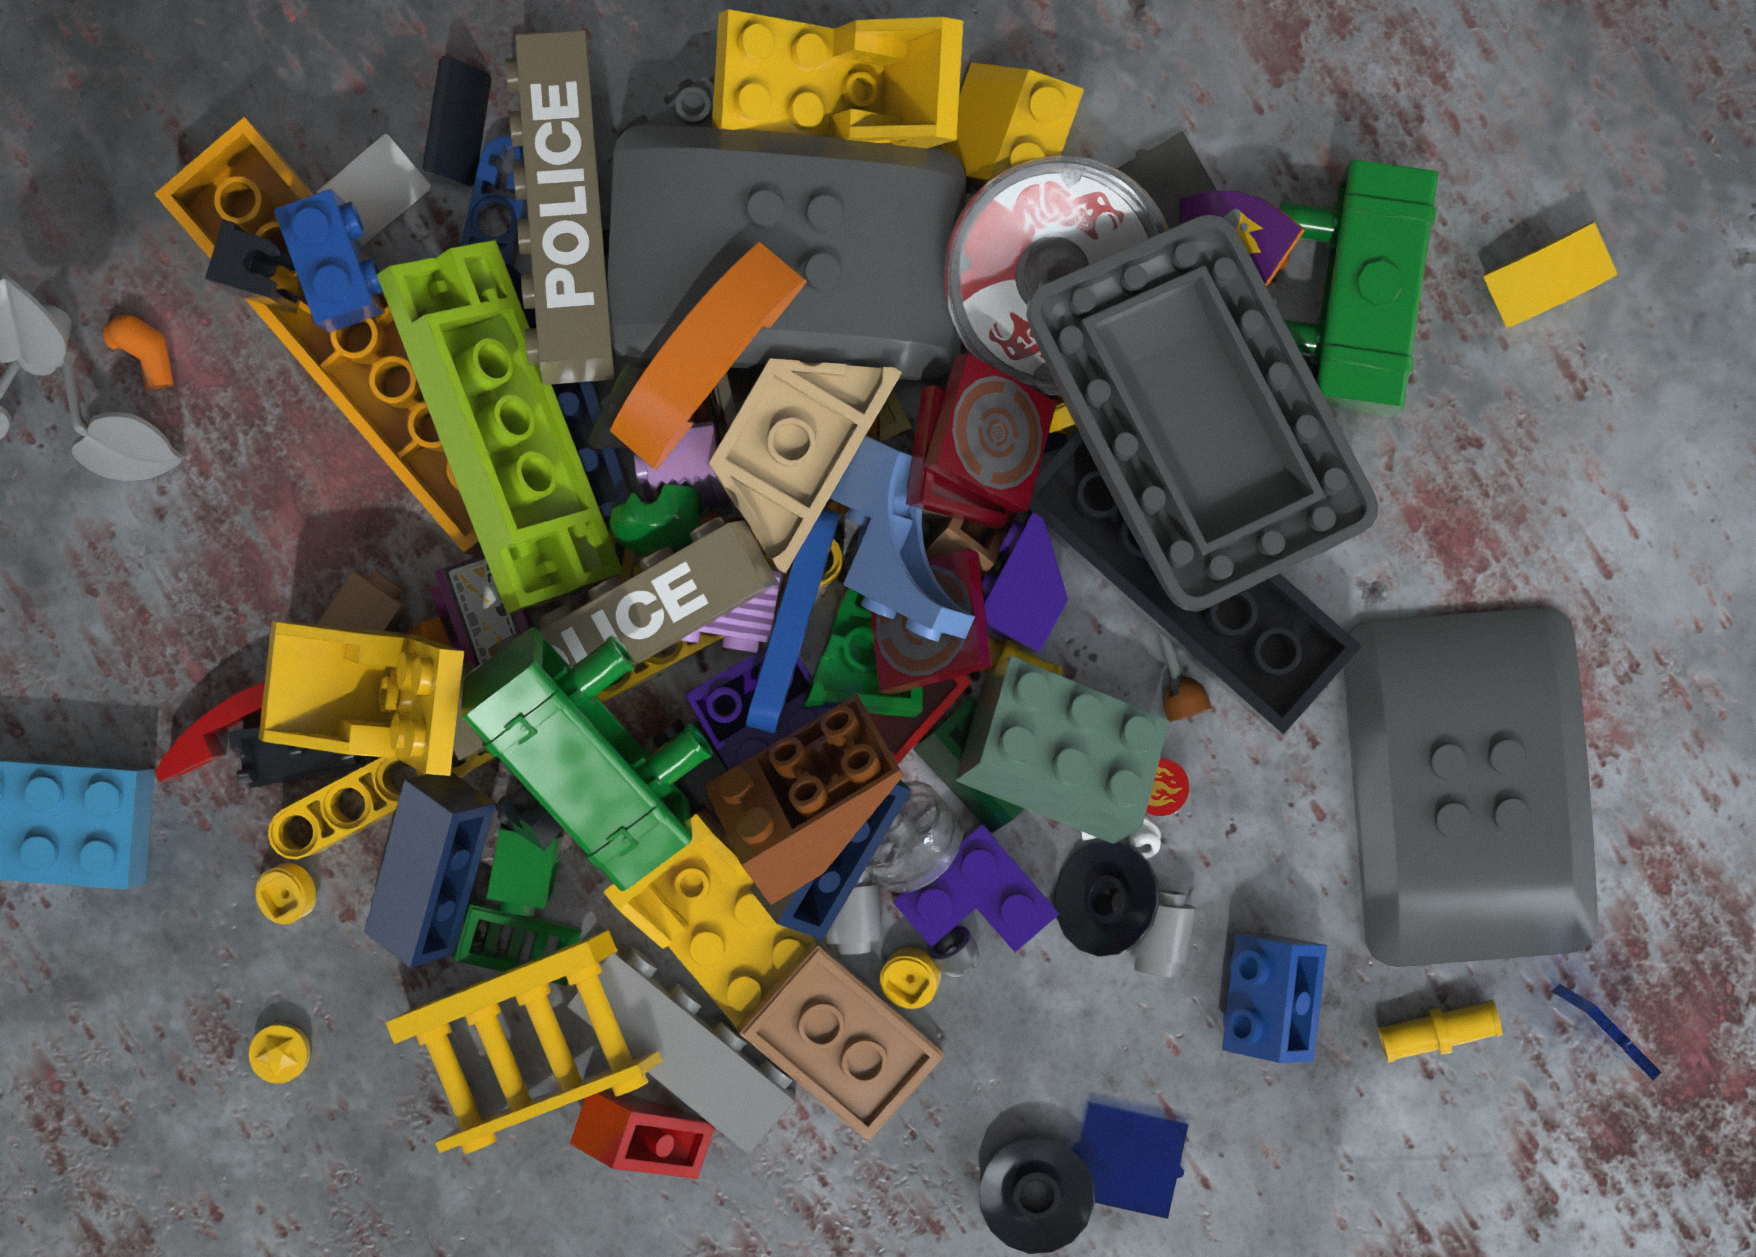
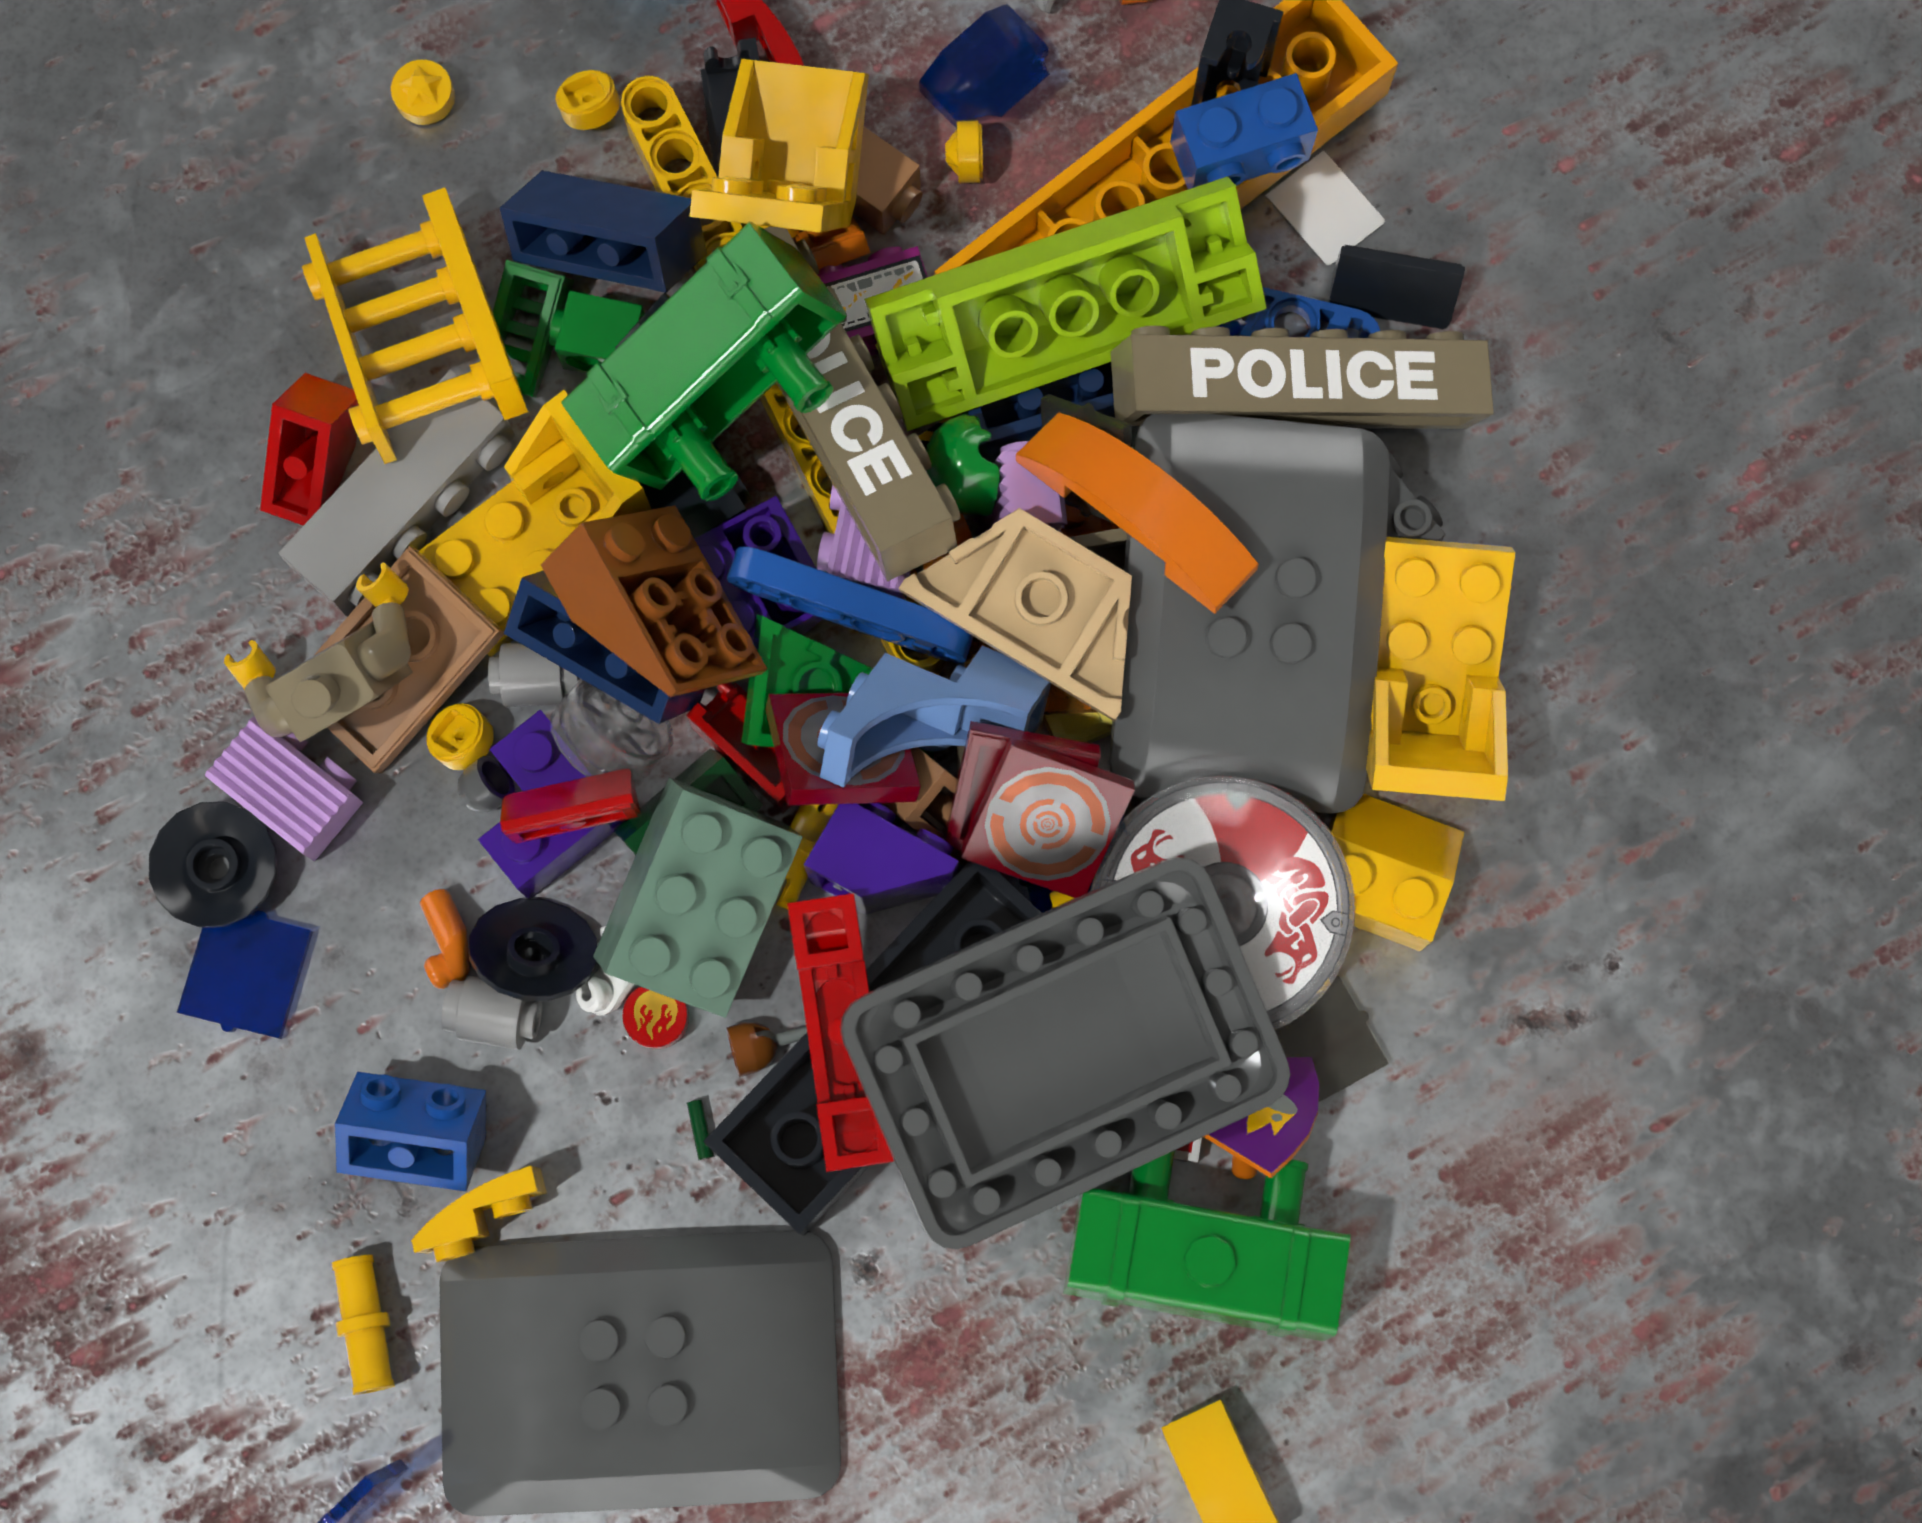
camera: 90 degrees right, 10 degrees down
(246, 510) = (986, 68): none -> clear blue slope
(331, 530) = (965, 152): none -> yellow tile
(872, 1092) = (337, 677): none -> dark tan torso
(962, 1133) = (286, 788): none -> lavender brick
(986, 869) = (569, 806): none -> red slope
(1094, 974) = (450, 936): none -> orange arm
(1153, 622) = (831, 978): none -> red slope
(1257, 743) = (699, 1129): none -> dark green piece
(1349, 946) = (464, 1221): none -> yellow slope

